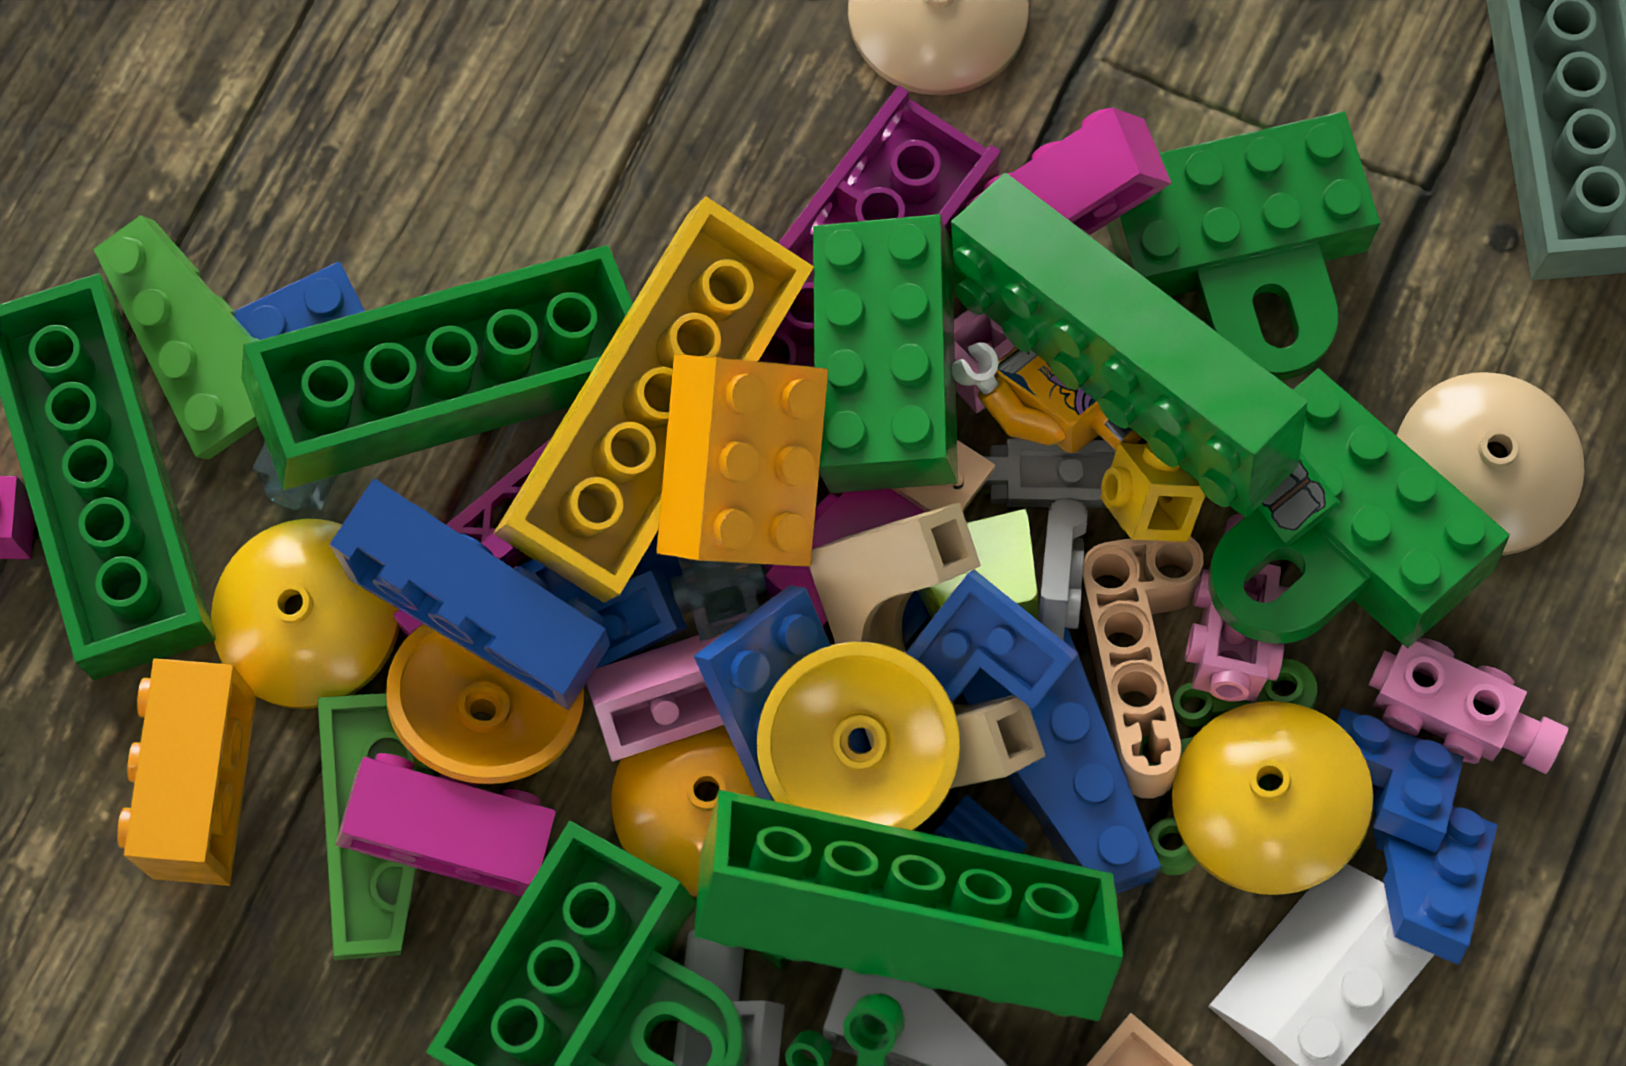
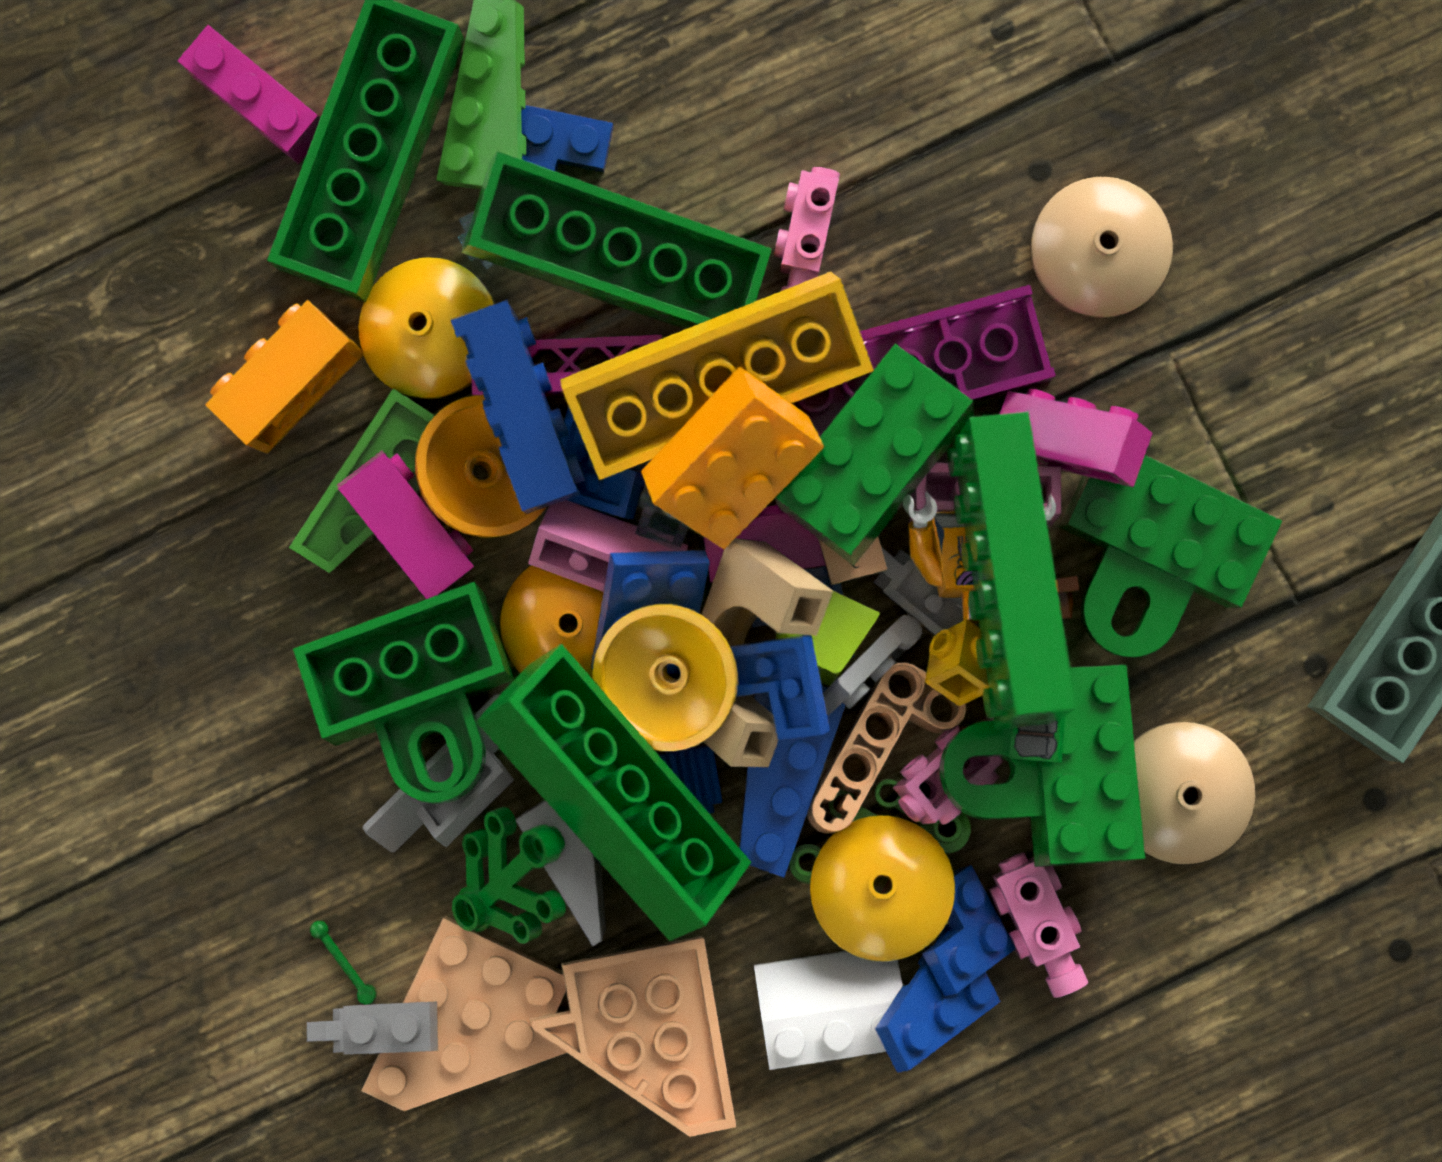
camera: 40 degrees right, 15 degrees up
(632, 211) = (807, 225): none -> bright pink brick

